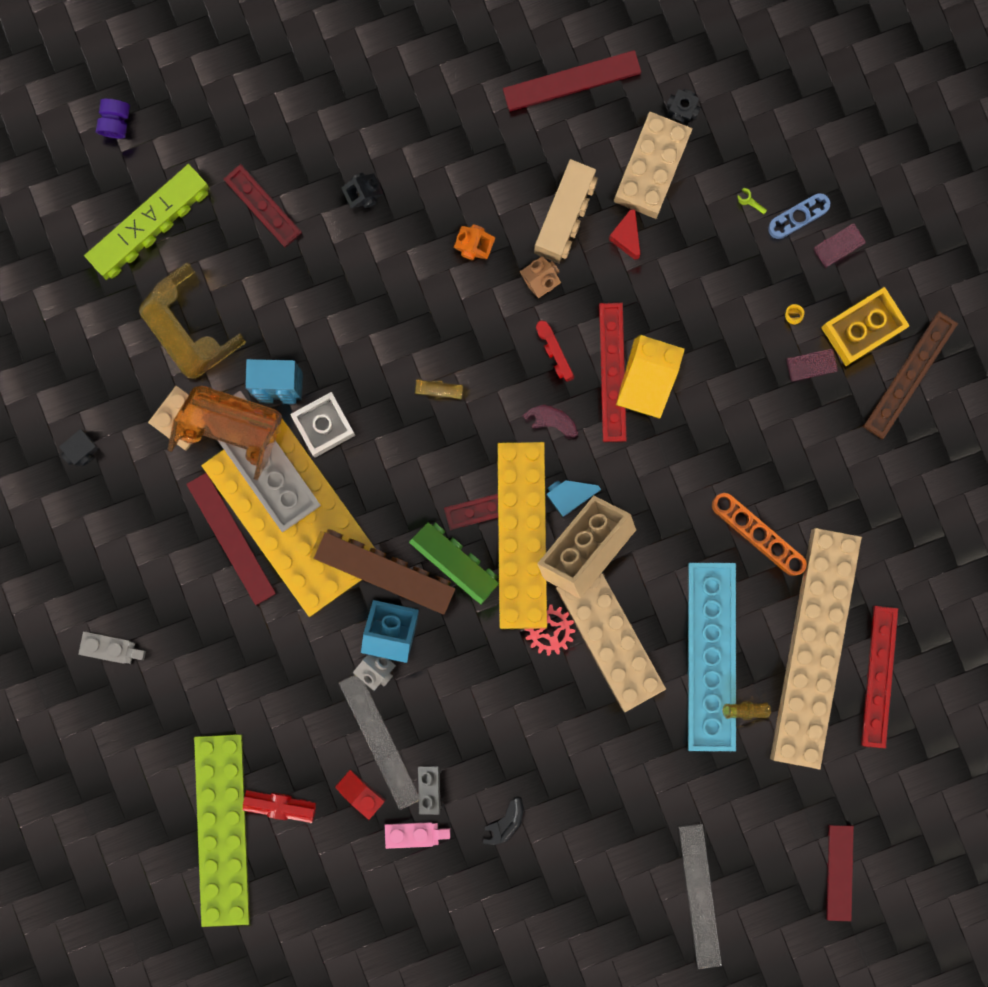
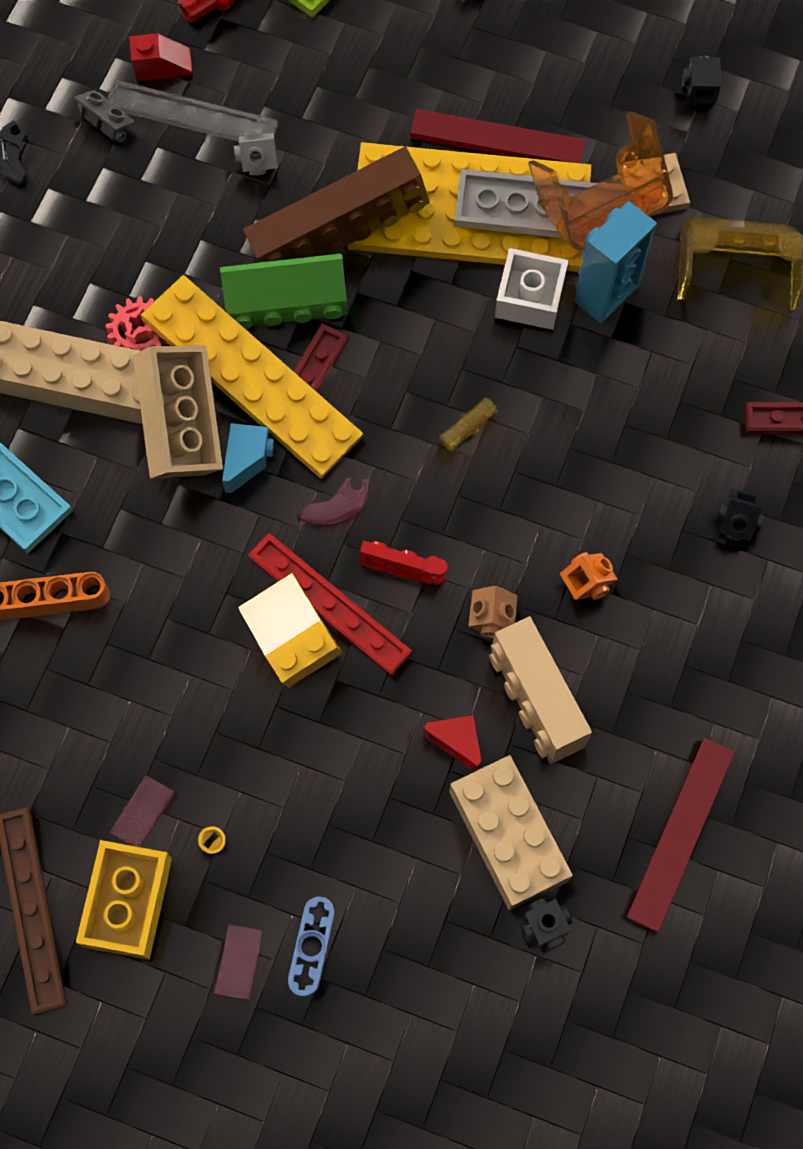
camera: 135 degrees right, 15 degrees down
(389, 631) = (275, 180): dark azure brick -> none
(414, 835) = (80, 76): bright pink hinge -> none
(751, 201) = (374, 909): lime hand -> none

